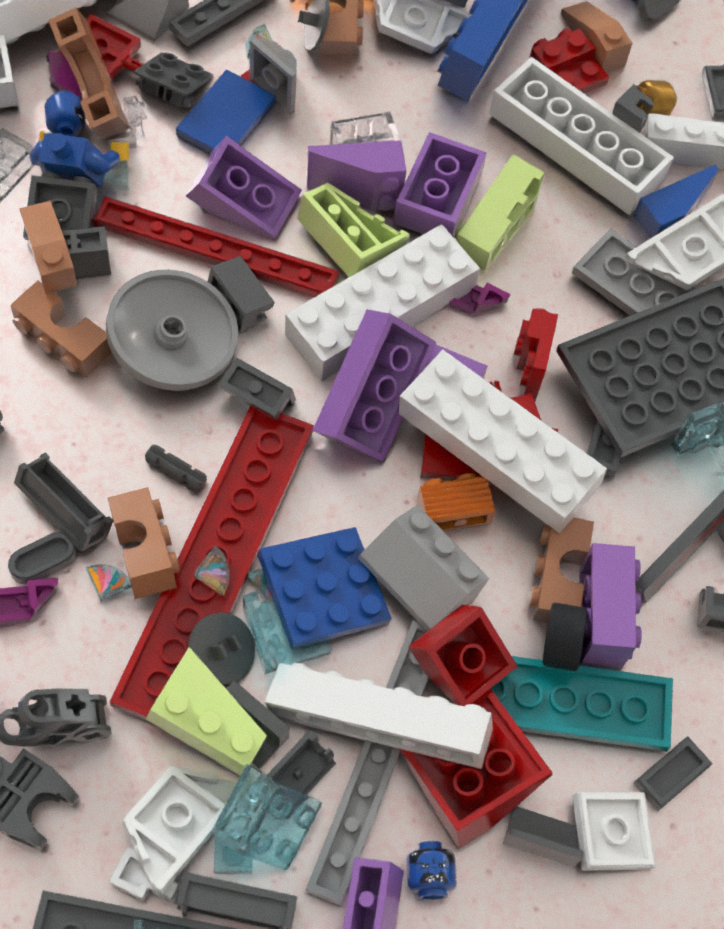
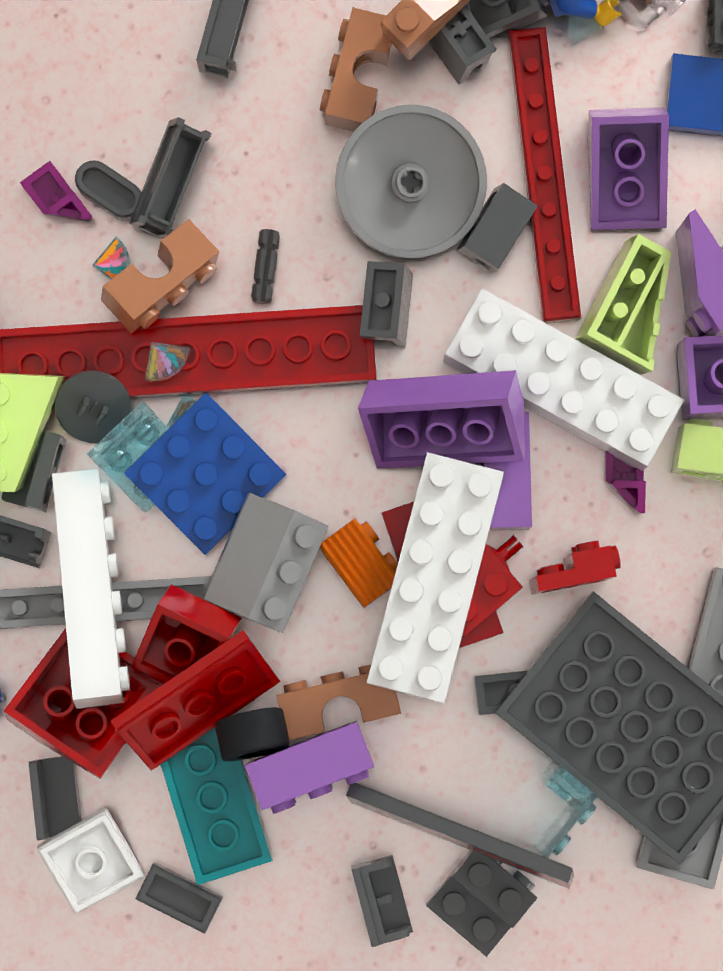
camera: 70 degrees right, 20 degrees up
(518, 666) = (195, 700): none -> red tile

